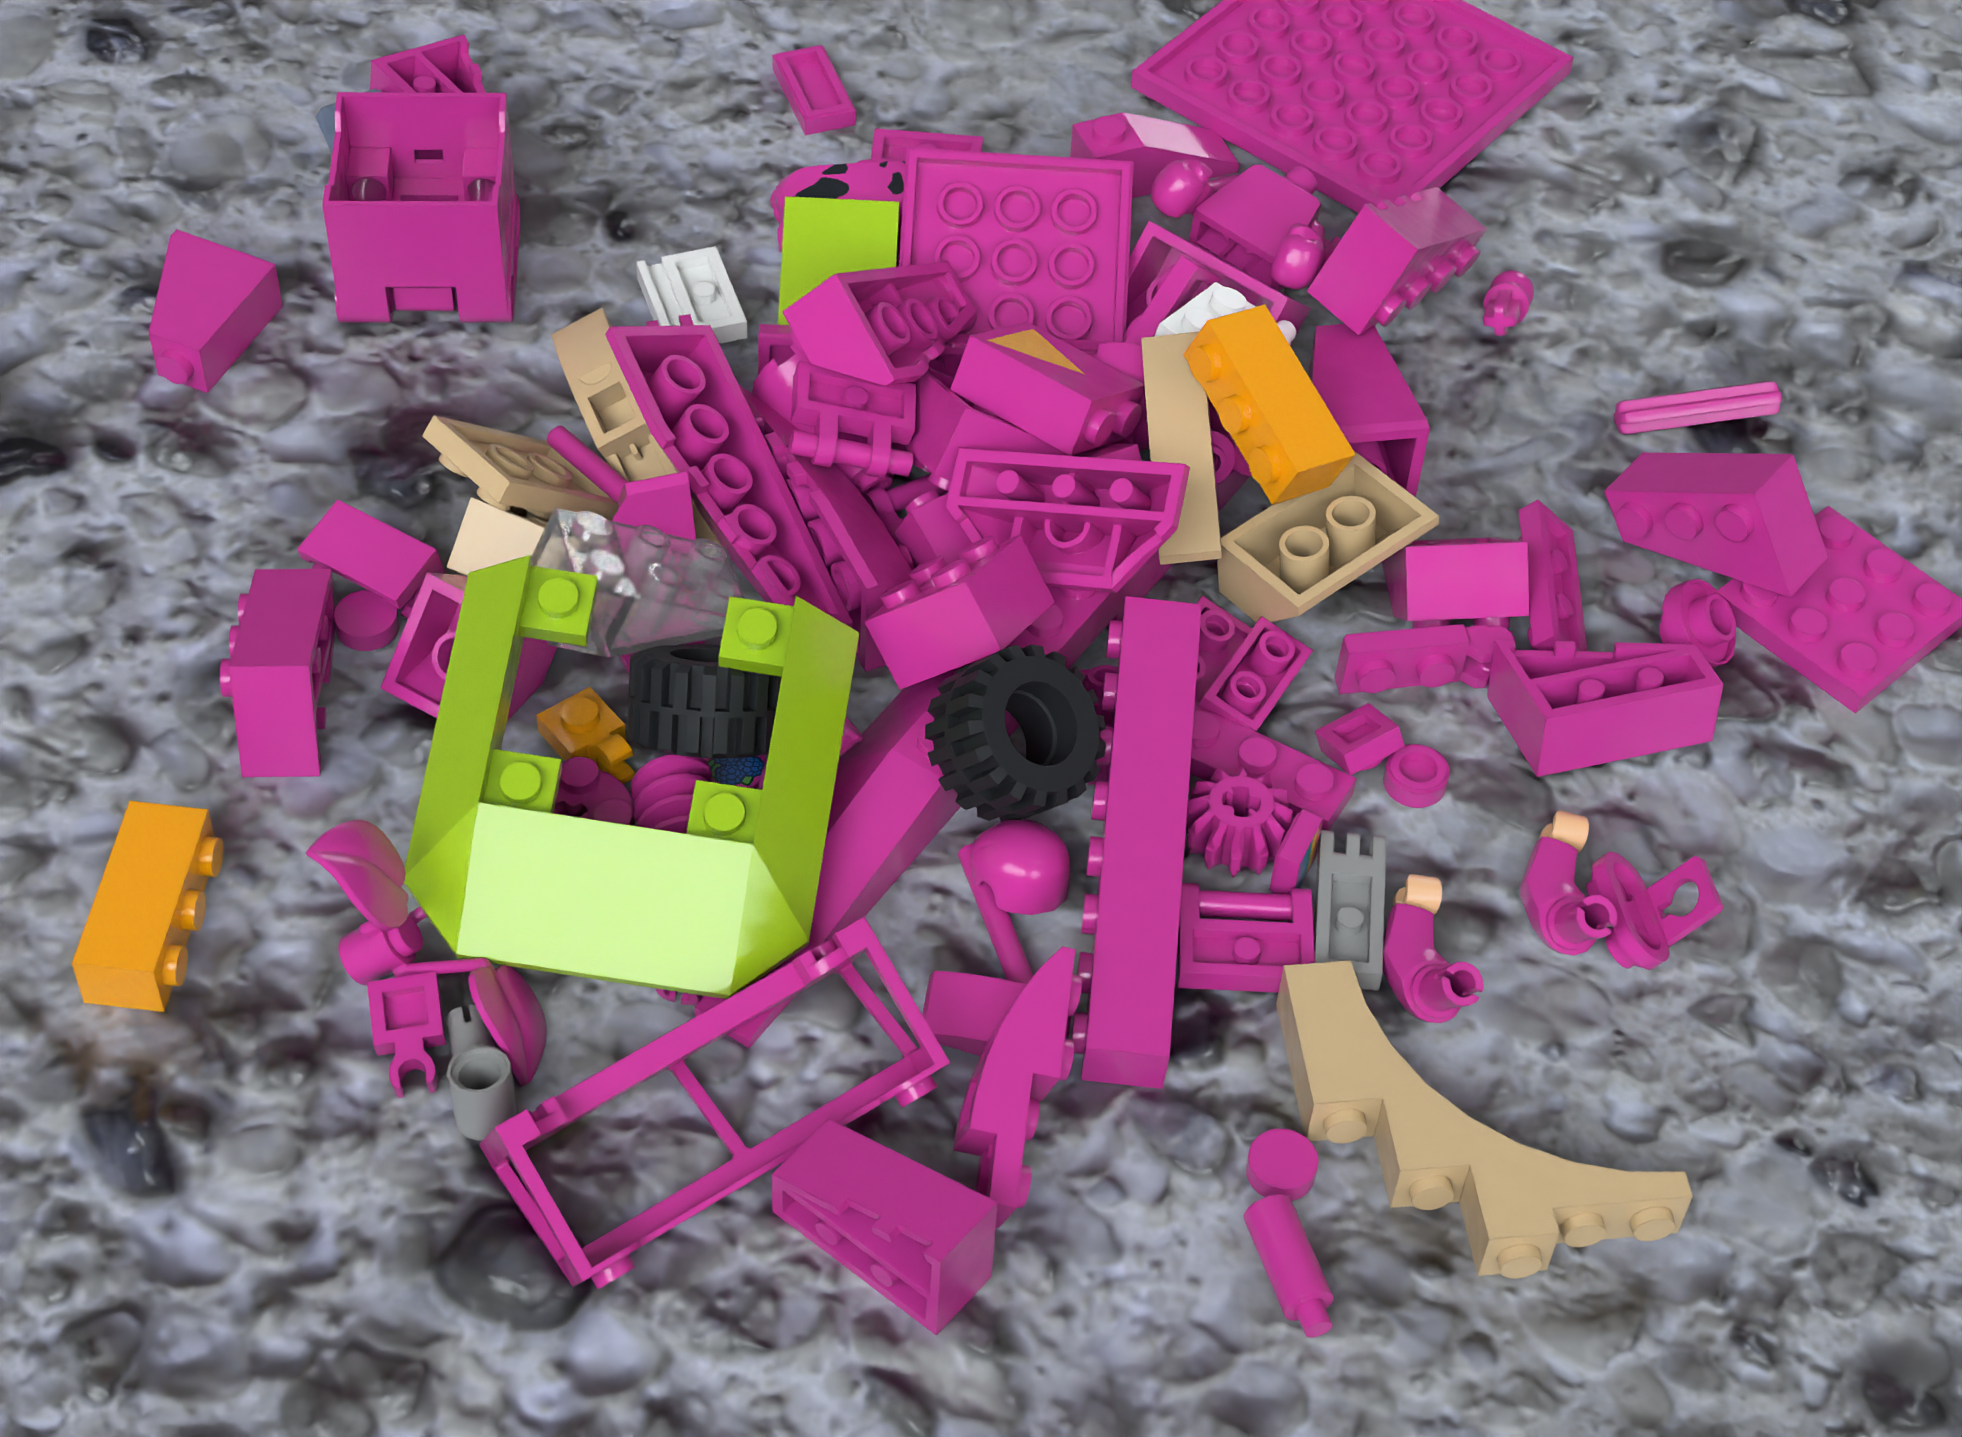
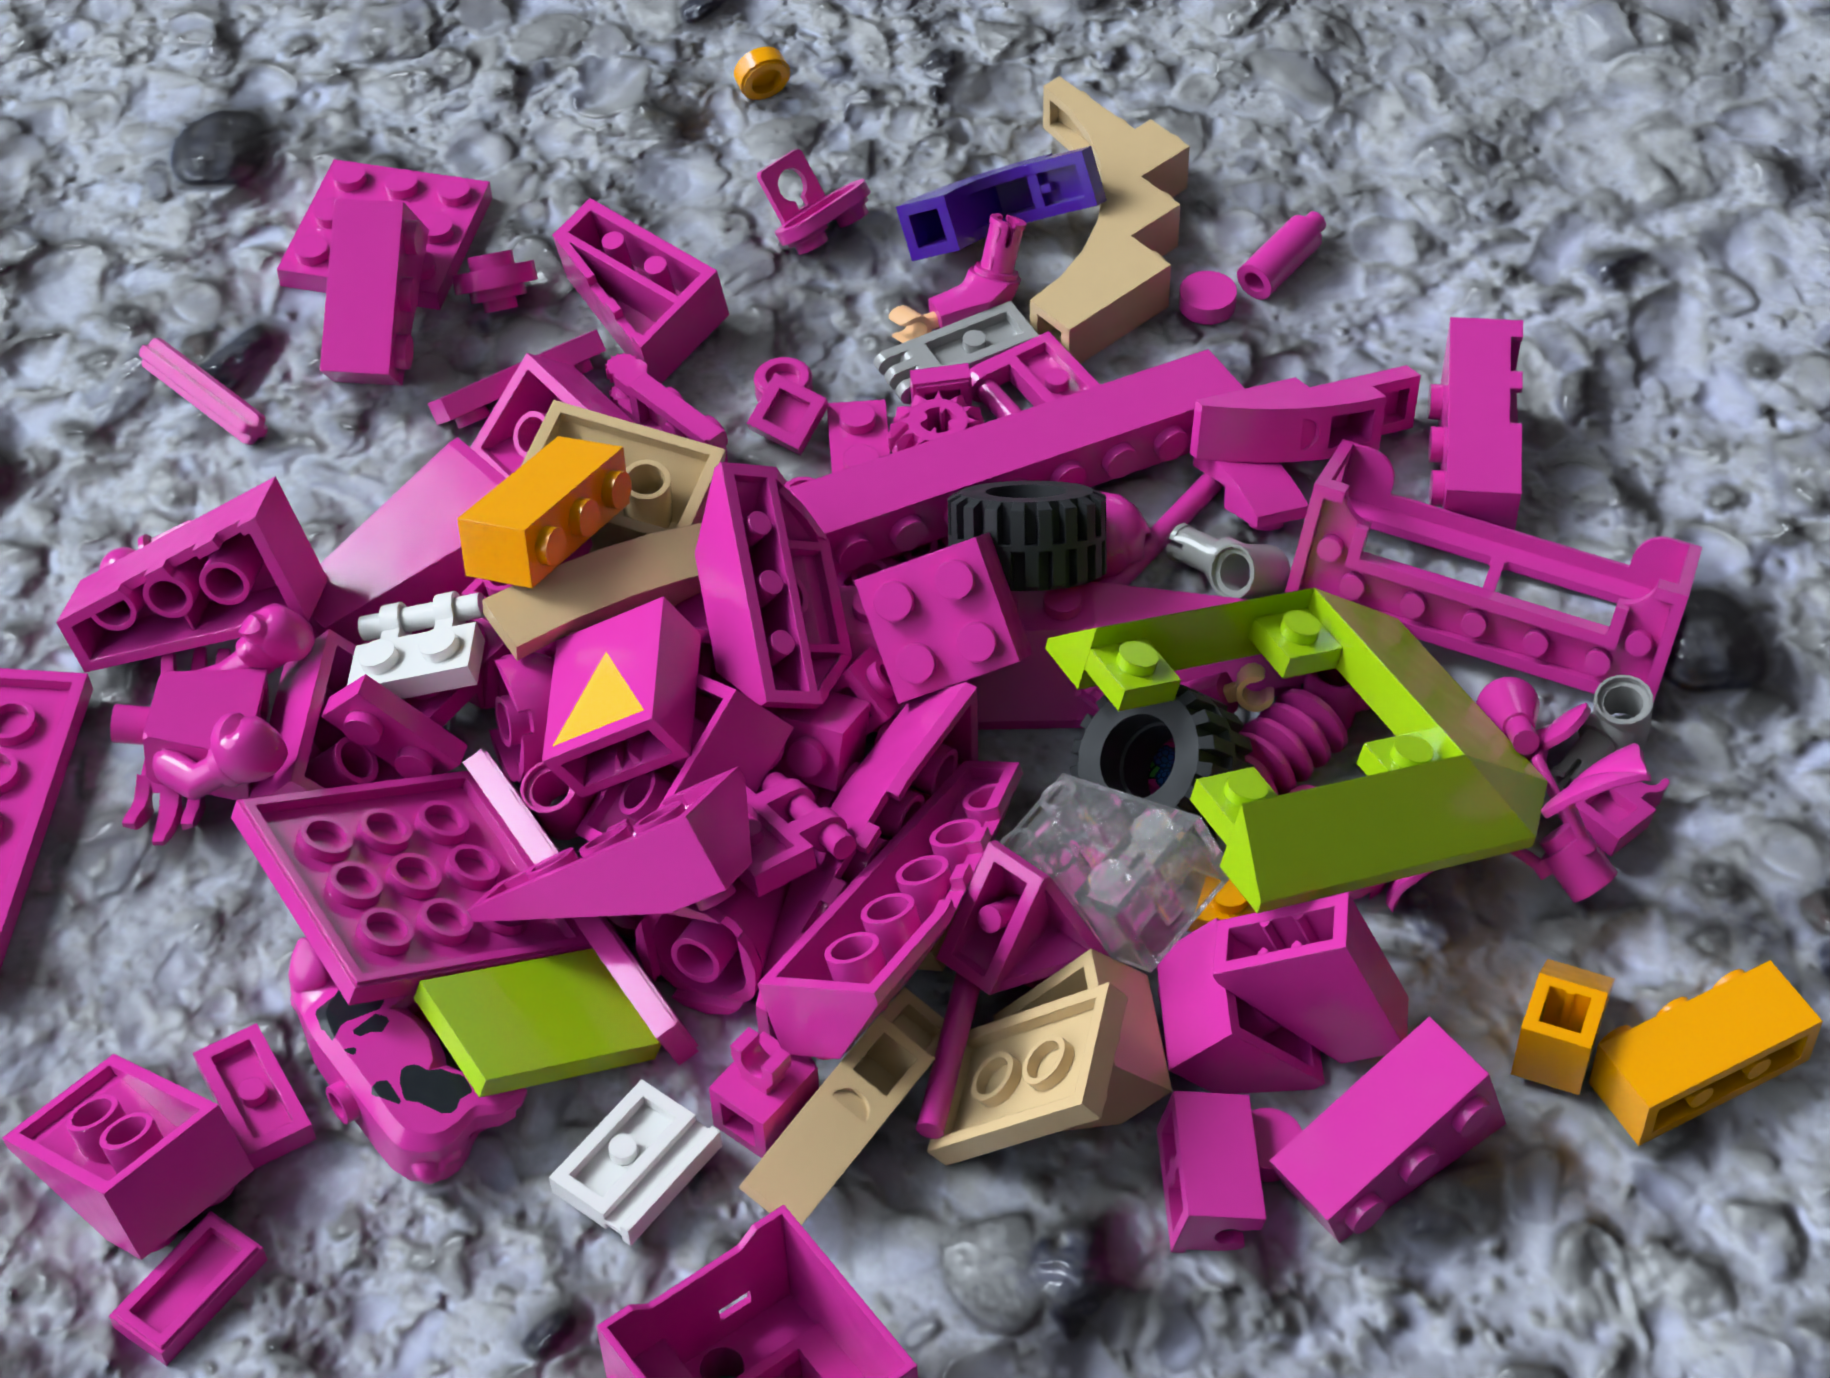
camera: 120 degrees left, 0 degrees up
(261, 828) = (1561, 1026): none -> light orange slope
(405, 671) = (1316, 976): none -> dark pink slope
(557, 1008) = (1514, 710): none -> dark pink cone
(910, 930) = (1228, 563): none -> light grey pin
(932, 83) = (132, 1153): none -> dark pink slope
(1150, 146) = (125, 913): dark pink slope -> none
(1537, 1019) = (1028, 190): none -> dark purple arch
(1552, 901) = (846, 257): dark pink arm -> none
(1900, 983) = (762, 73): none -> light orange tile

